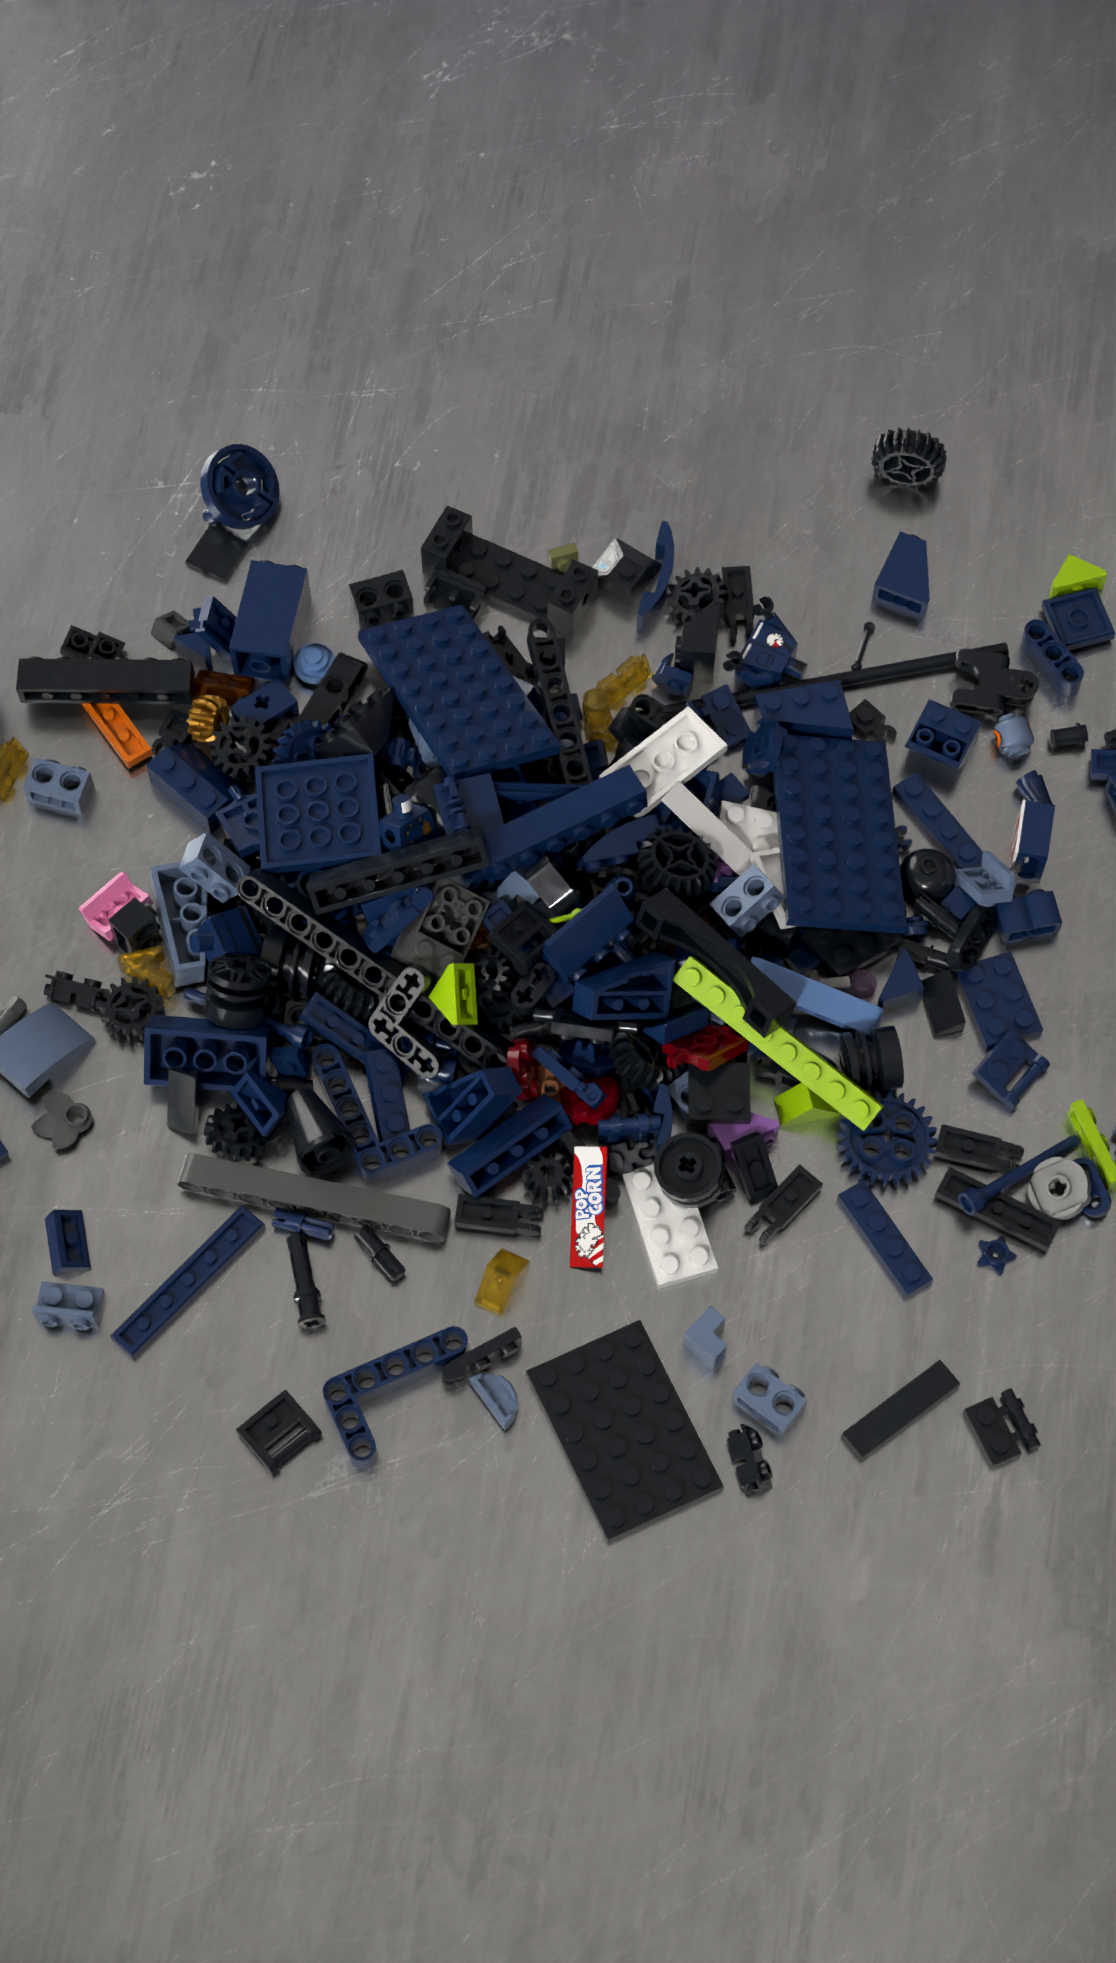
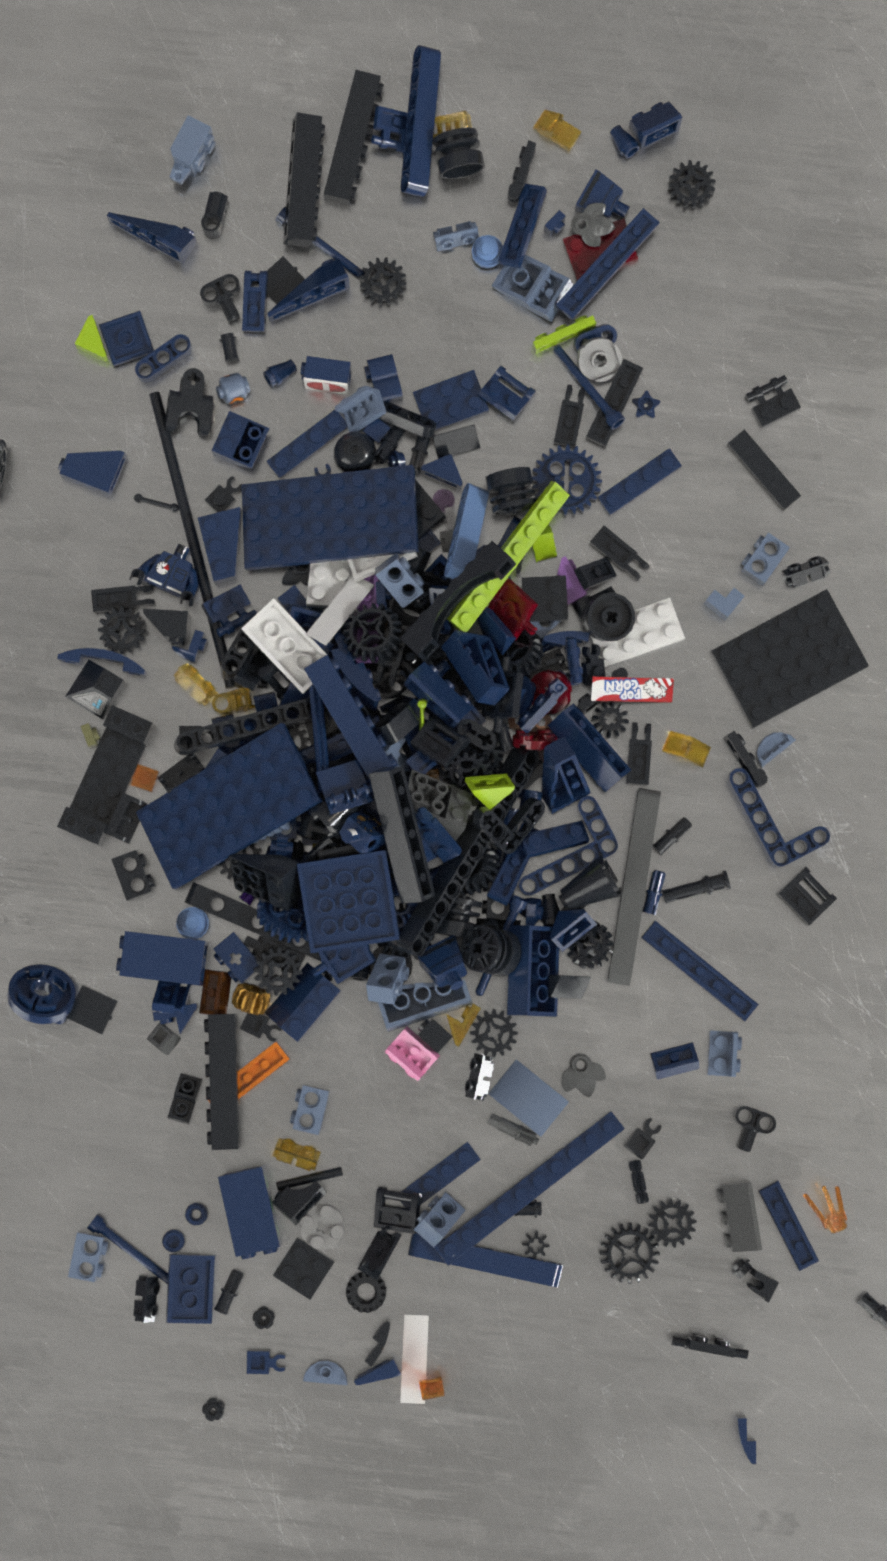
camera: 95 degrees left, 20 degrees up
(506, 616) = (144, 778): none -> clear orange plate
(630, 895) = (400, 671): dark blue cone -> none
(763, 747) = (251, 566): dark blue plate -> none

